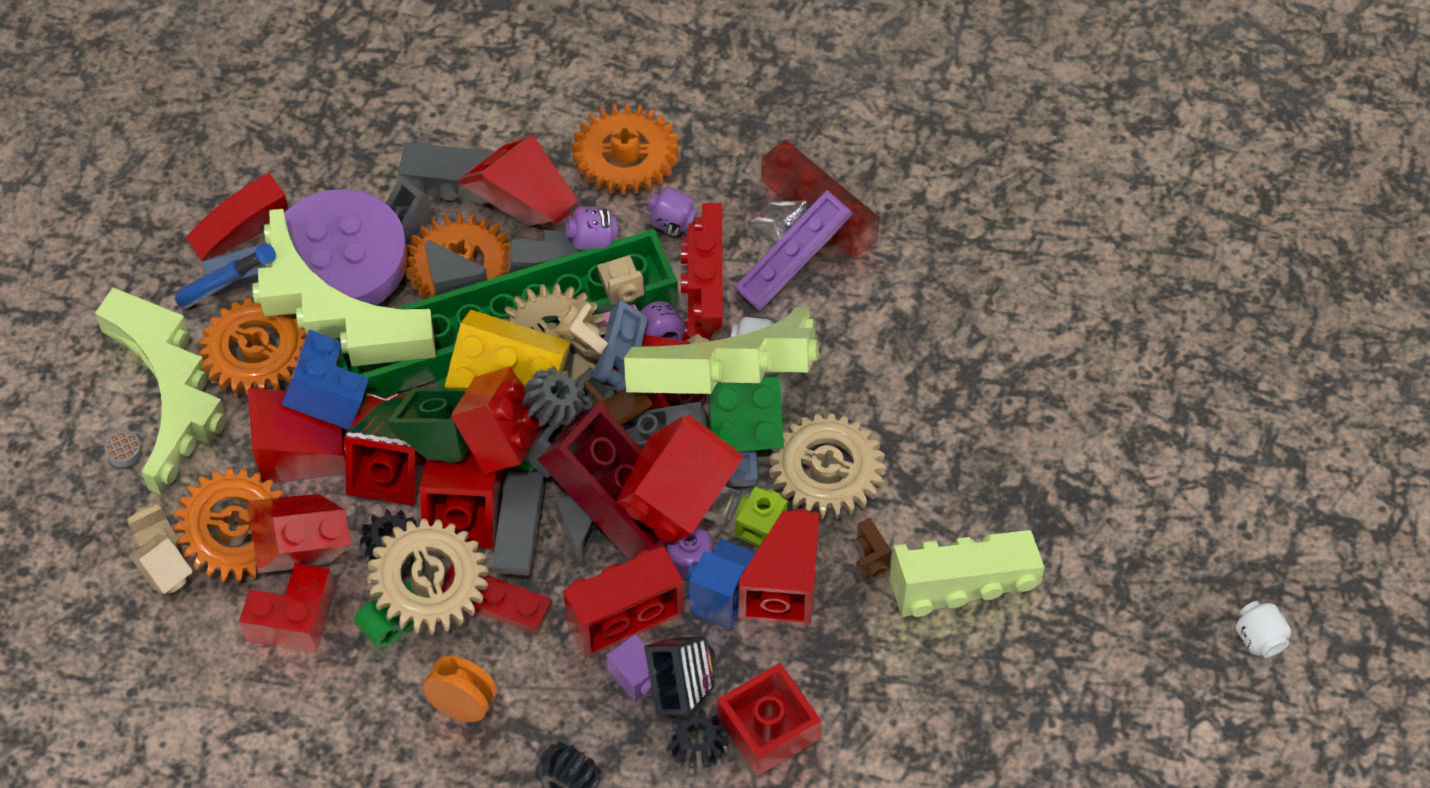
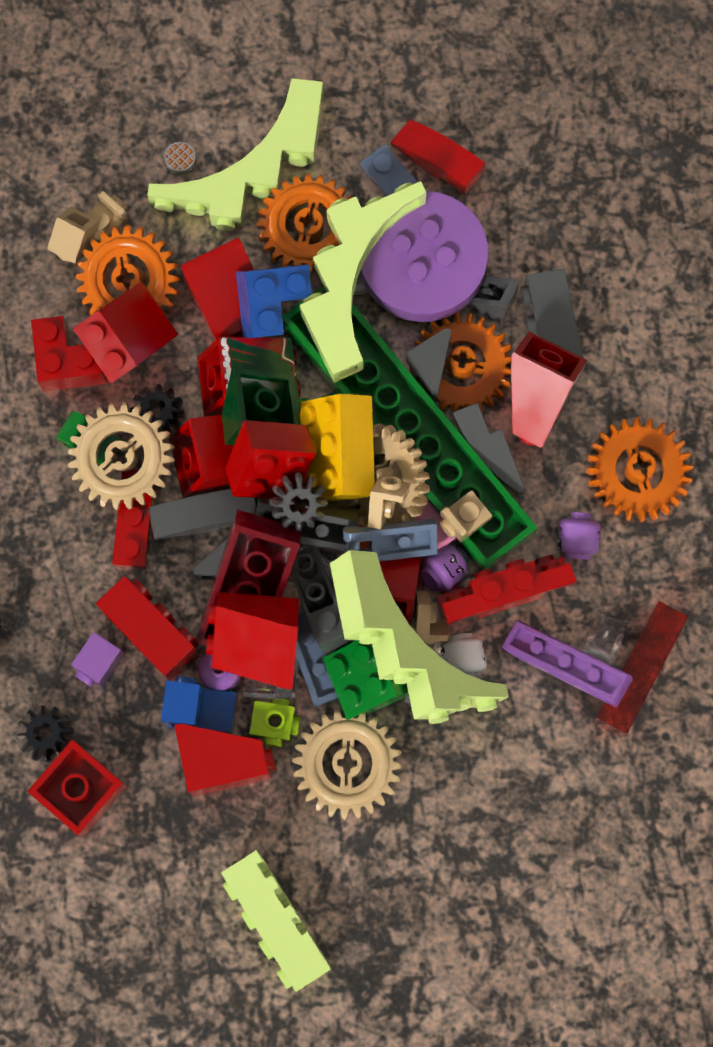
camera: 75 degrees right, 20 degrees up
(215, 281) = (352, 161): blue piece -> none
(459, 688) = (29, 520): orange head -> none
(591, 228) = (515, 471): medium lavender head -> none
(622, 405) = (317, 556): reddish brown bracket -> none
(680, 673) = (94, 700): black torso -> none
(873, 550) = (279, 828): reddish brown bracket -> none

